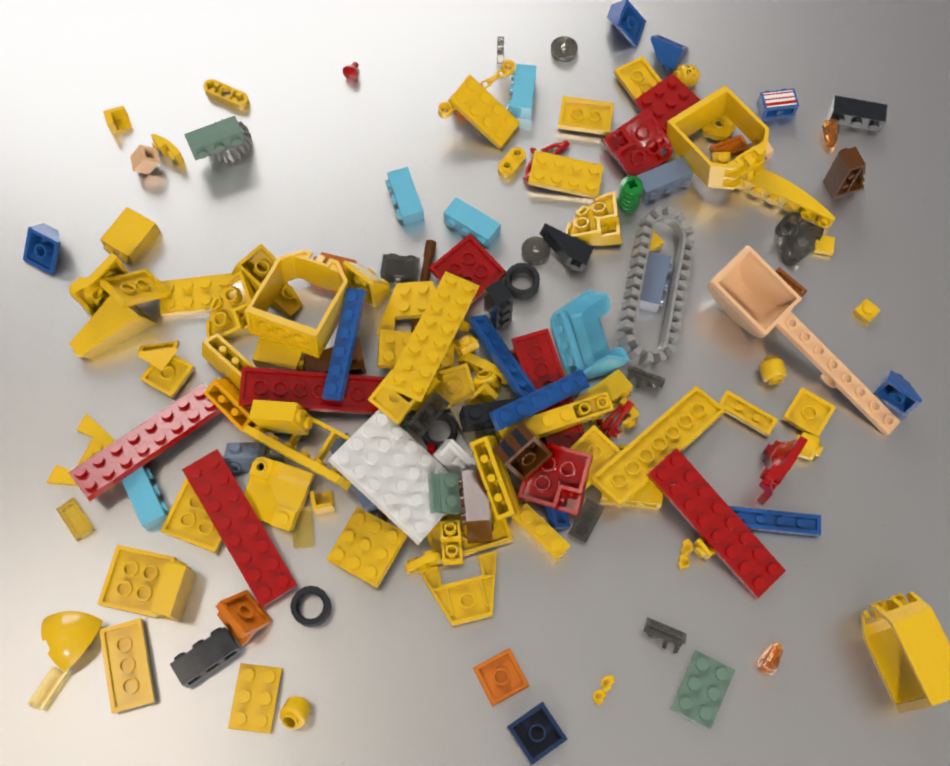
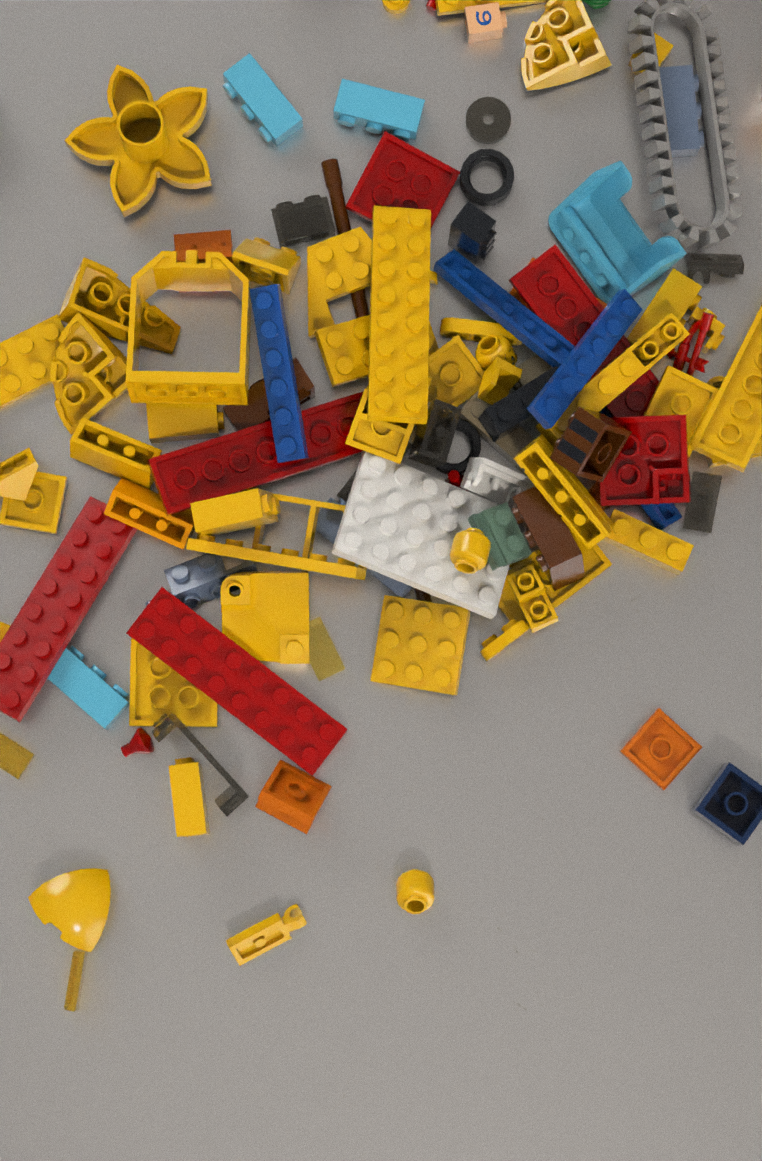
camera: 25 degrees left, 15 degrees up
(127, 666) = (167, 913): yellow plate -> none
(133, 580) = (128, 802): yellow plate -> none
(163, 545) = (139, 743): none -> red rock
(183, 705) = (265, 935): none -> yellow plate
(198, 569) = (234, 794): none -> clear smoke panel
(205, 656) = (265, 864): black brick -> none
(255, 698) = (353, 892): yellow plate -> none
(308, 590) = (363, 732): black tyre -> none
(322, 502) = (333, 605): yellow panel -> none
(326, 193) = (145, 139): none -> yellow plant
(419, 492) = (470, 550): none -> yellow head
(466, 345) = (446, 308): yellow bracket -> none
(468, 598) = (578, 665): yellow wing -> none
(553, 196) = (484, 22): none -> light nougat brick
(569, 249) = (539, 104): black slope -> none

